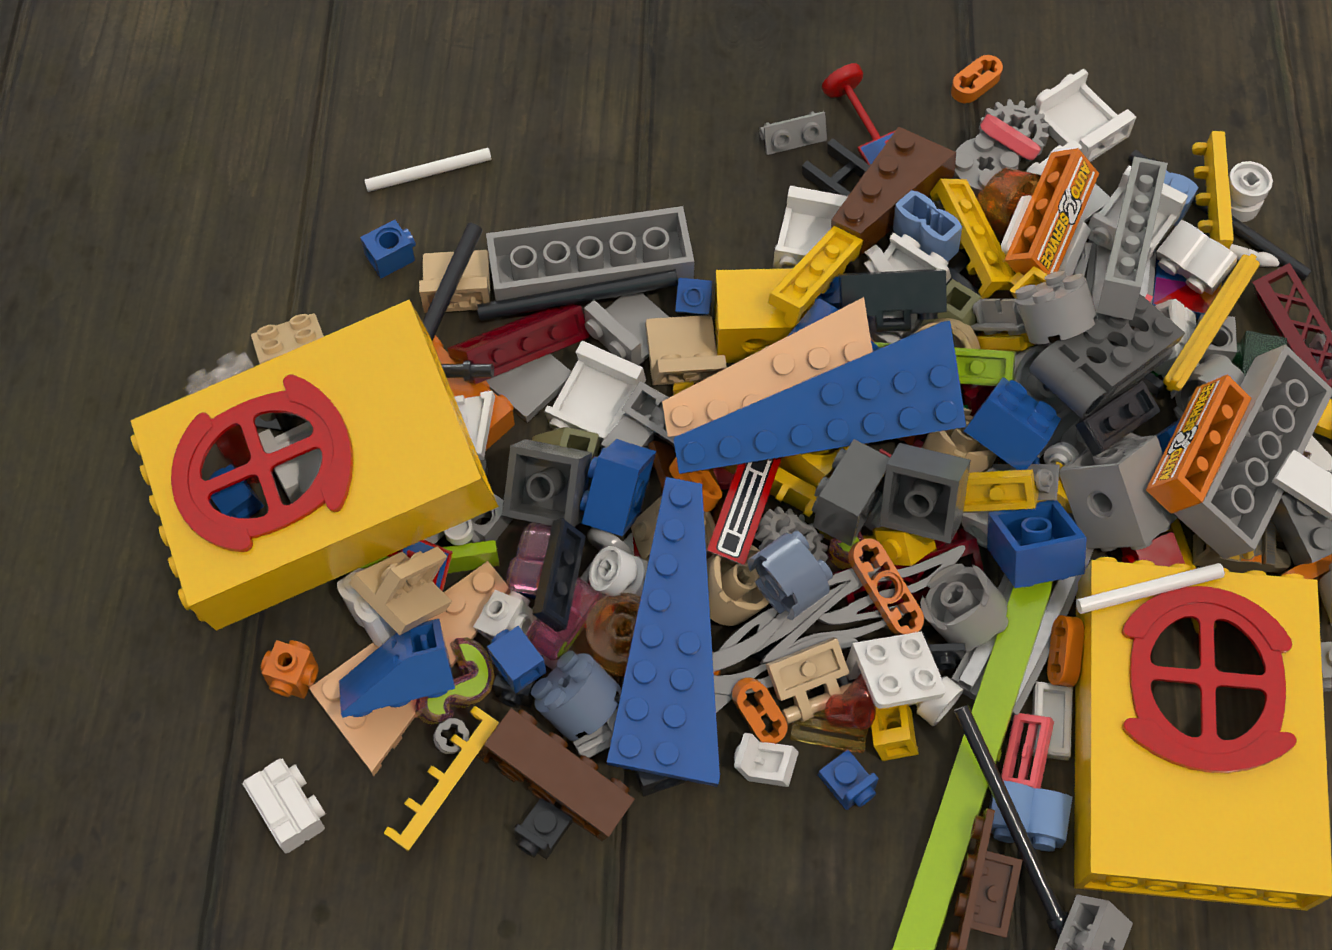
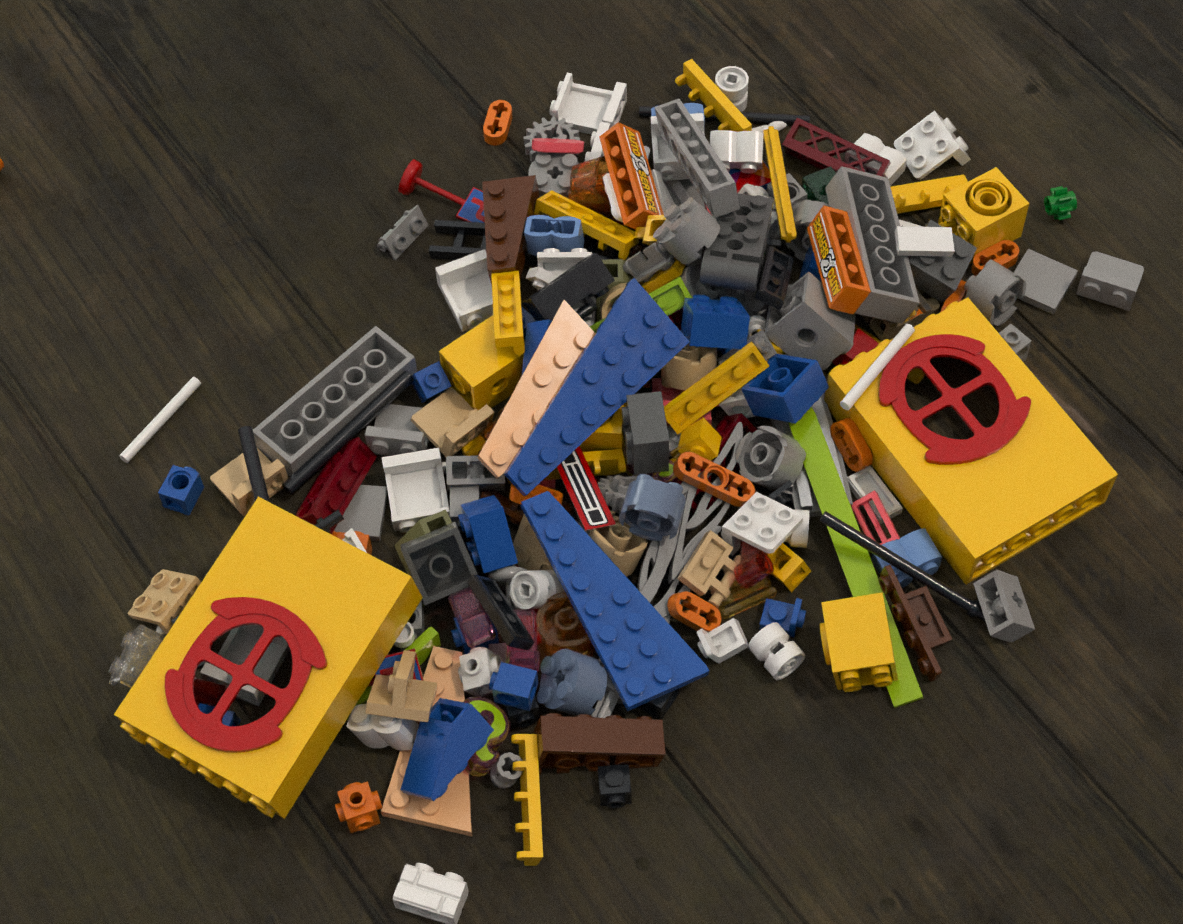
camera: 35 degrees left, 5 degrees down
(810, 808) = (779, 654): none -> white wheel
(896, 869) = (858, 642): none -> yellow brick
(924, 492) = (696, 400): dark grey brick -> none

